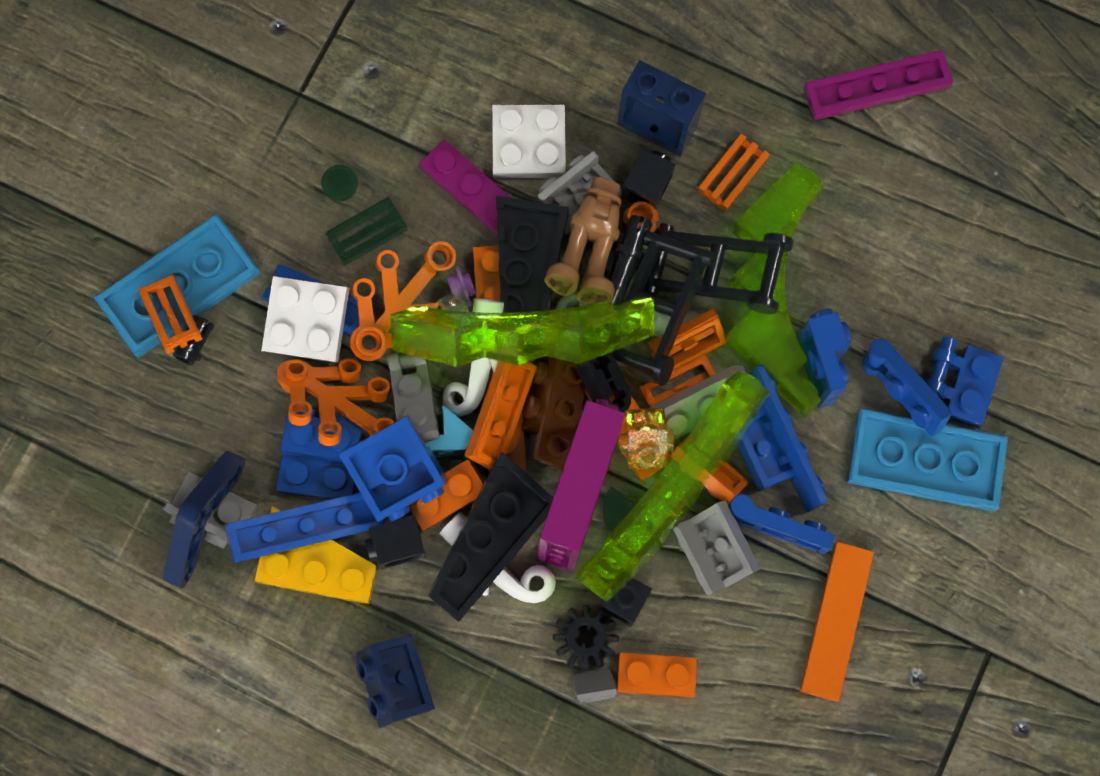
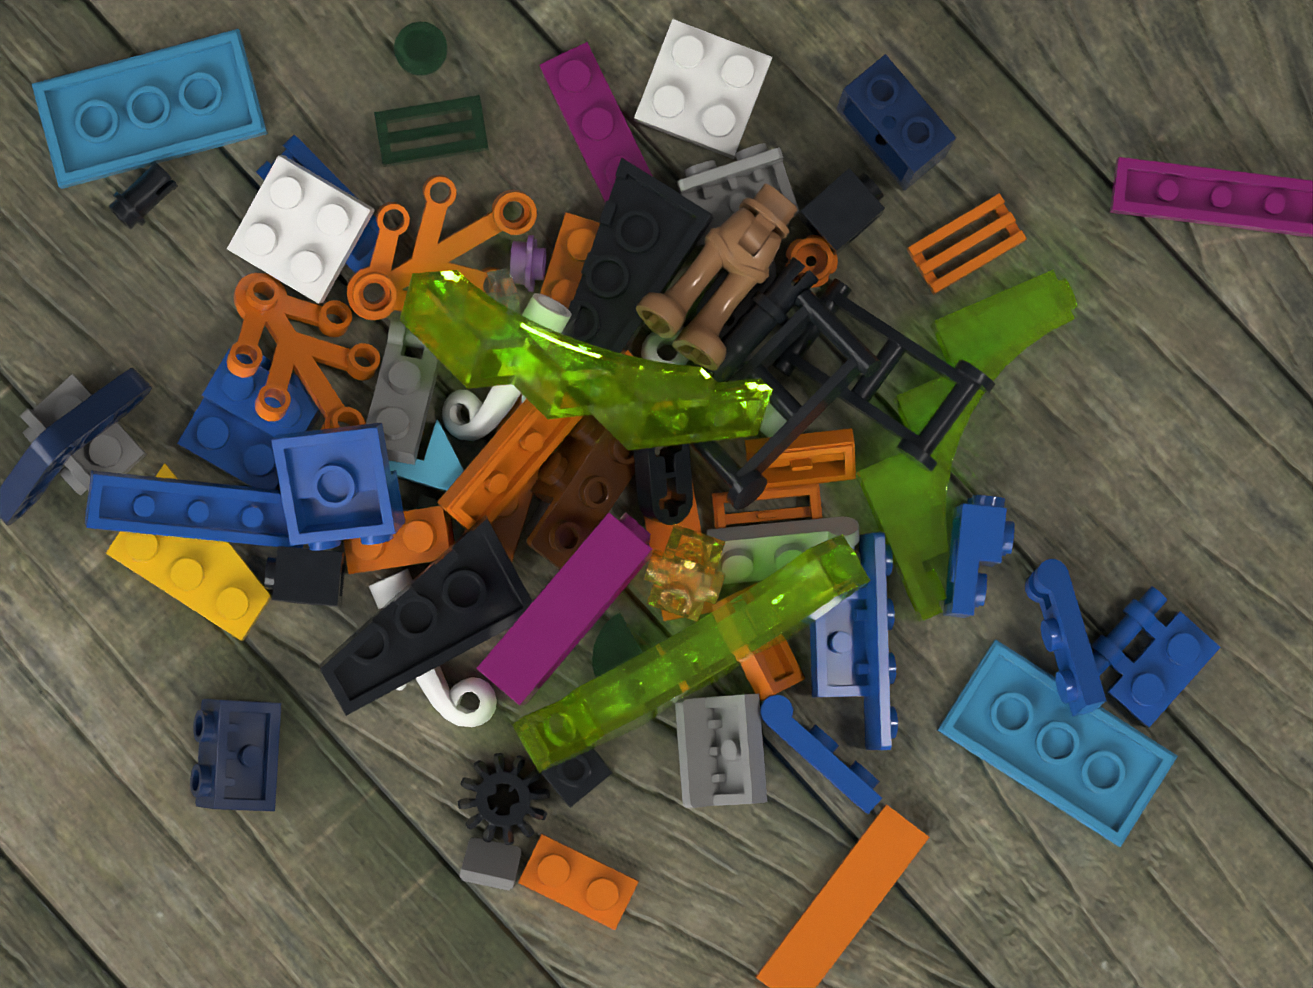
camera: 20 degrees right, 10 degrees up
(181, 337) = (126, 193): orange tile -> none

